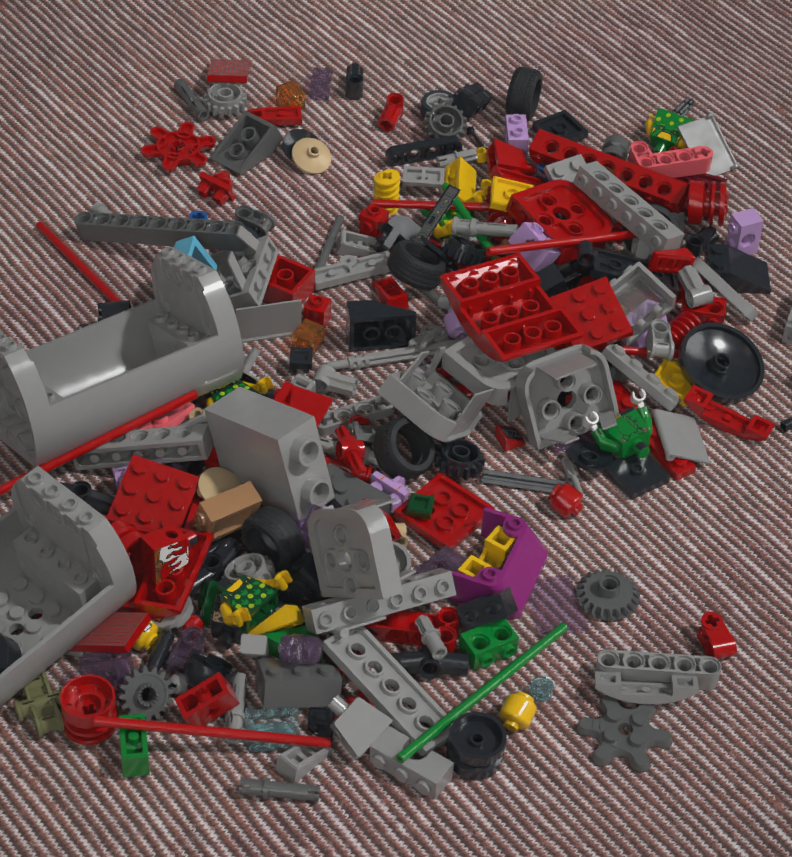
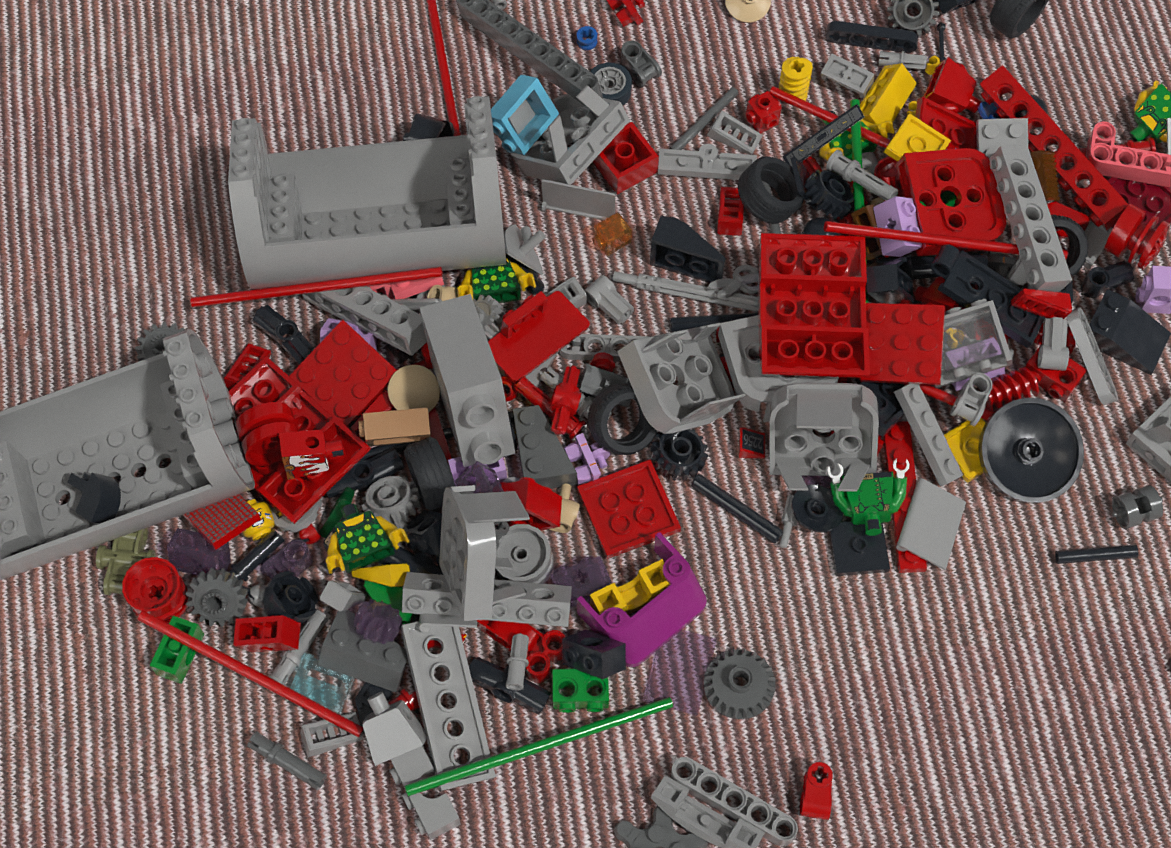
camera: 30 degrees right, 20 degrees up
(300, 359) = (589, 258): black tile -> none
(317, 309) = (638, 206): red brick -> none
(395, 230) = (776, 133): brick -> none
(420, 506) = (604, 494): dark green tile -> none
(476, 745) = (499, 823): black wheel -> none
(517, 132) = (984, 54): lavender brick -> none
(517, 711) = (562, 783): yellow head -> none
(539, 695) = (597, 769): clear light blue bush -> none
(562, 125) = (1040, 64): black plate -> none
(566, 500) = (760, 551): red head -> none
(616, 146) = (1080, 120): dark grey wheel -> none
(726, 419) = (998, 520): red slope -> none

